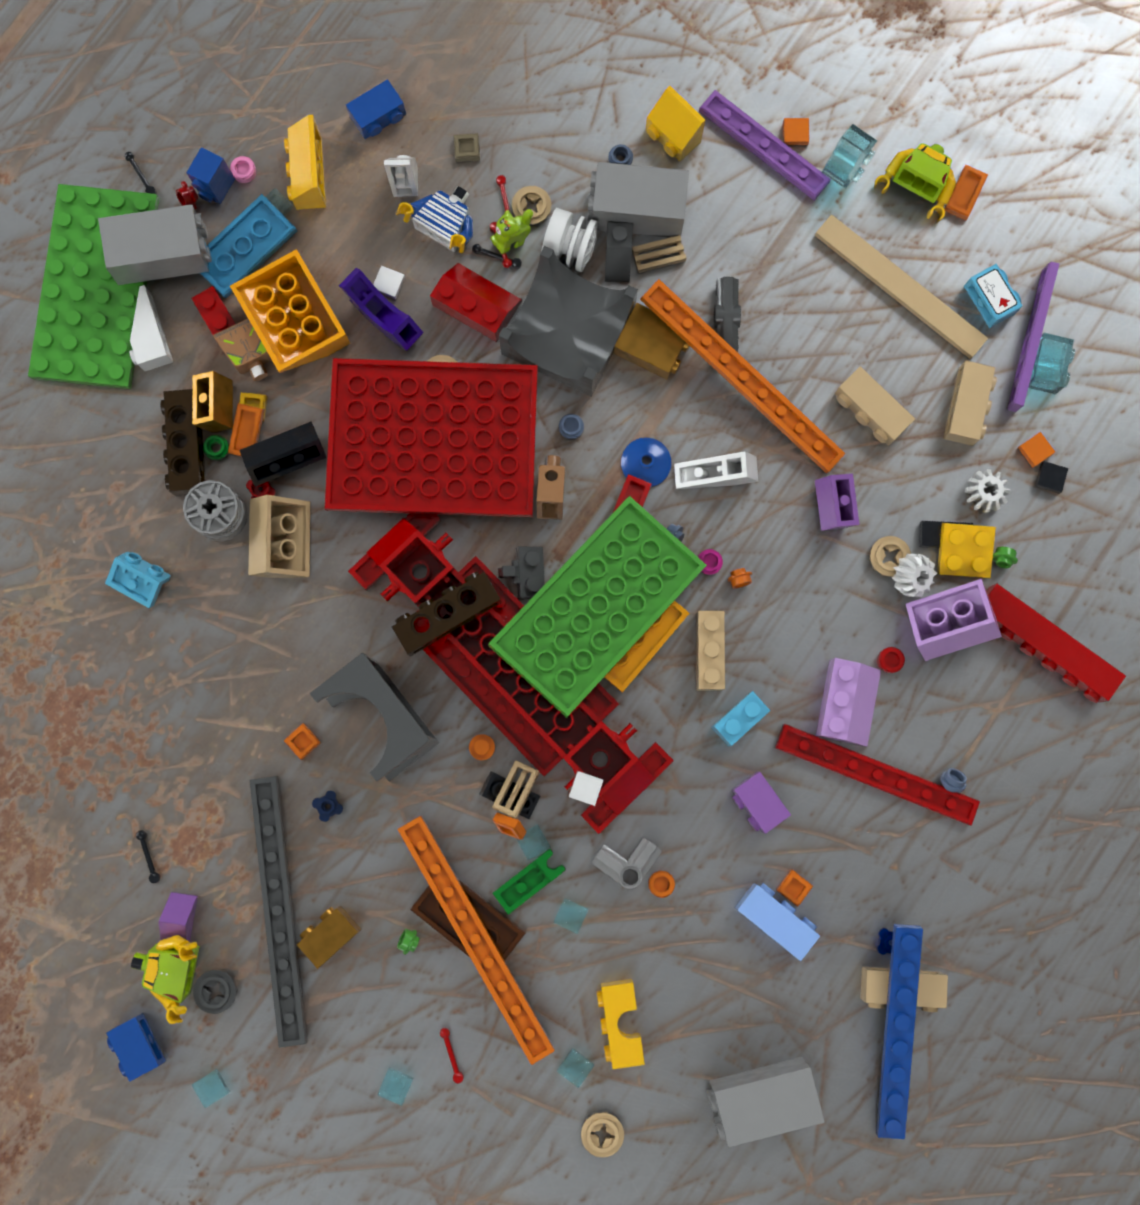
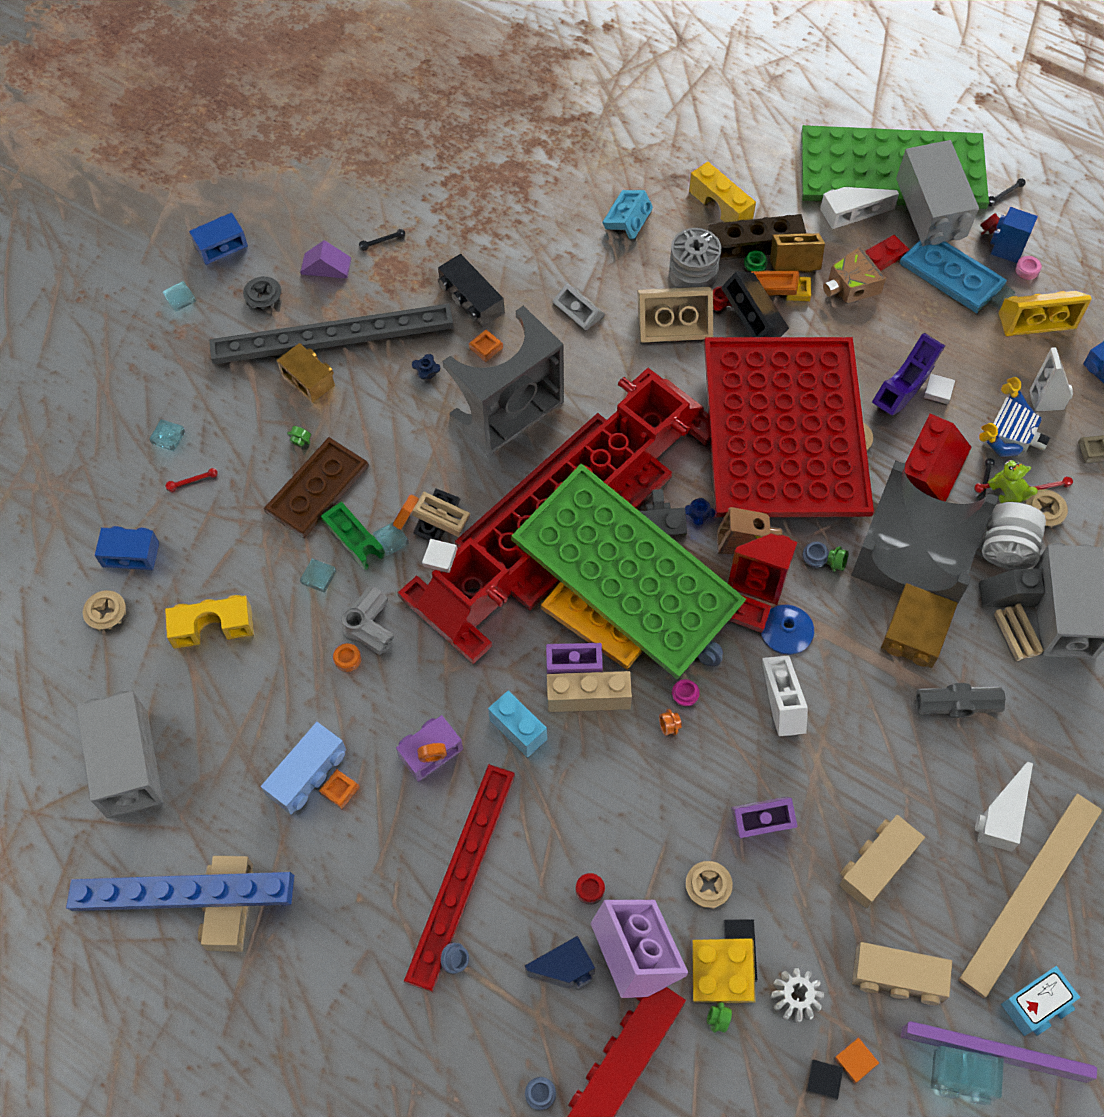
camera: 90 degrees right, 20 degrees down
(111, 482) = (710, 184): none -> yellow arch
(169, 973) = (279, 255): torso -> none
(232, 757) = (470, 290): none -> black brick
(258, 640) = (578, 307): none -> light grey slope
(290, 313) = (892, 305): light orange slope -> none
(406, 624) = (625, 461): dark brown brick -> none
(476, 940) = (295, 488): orange plate -> none
(482, 747) = (483, 489): orange plate -> none
(518, 525) = (702, 505): none -> clear blue plate
(535, 1118) = (127, 548): none -> blue brick
(575, 1067) = (170, 585): clear light blue tile -> none
(577, 406) = (838, 559): none -> bright green plate
(599, 470) = (762, 567): none -> red slope
(682, 663) = (574, 658): none -> medium lavender brick
(742, 376) = (890, 713): orange plate -> none
(778, 798) = (432, 752): none -> orange tile
(834, 296) = (1003, 820): none -> white slope
(848, 702) = (539, 839): lavender slope -> none
(914, 575) = (690, 896): white gear -> none
(961, 686) = (563, 966): none -> dark blue slope
(1063, 710) = (540, 1093): none -> sand blue plate

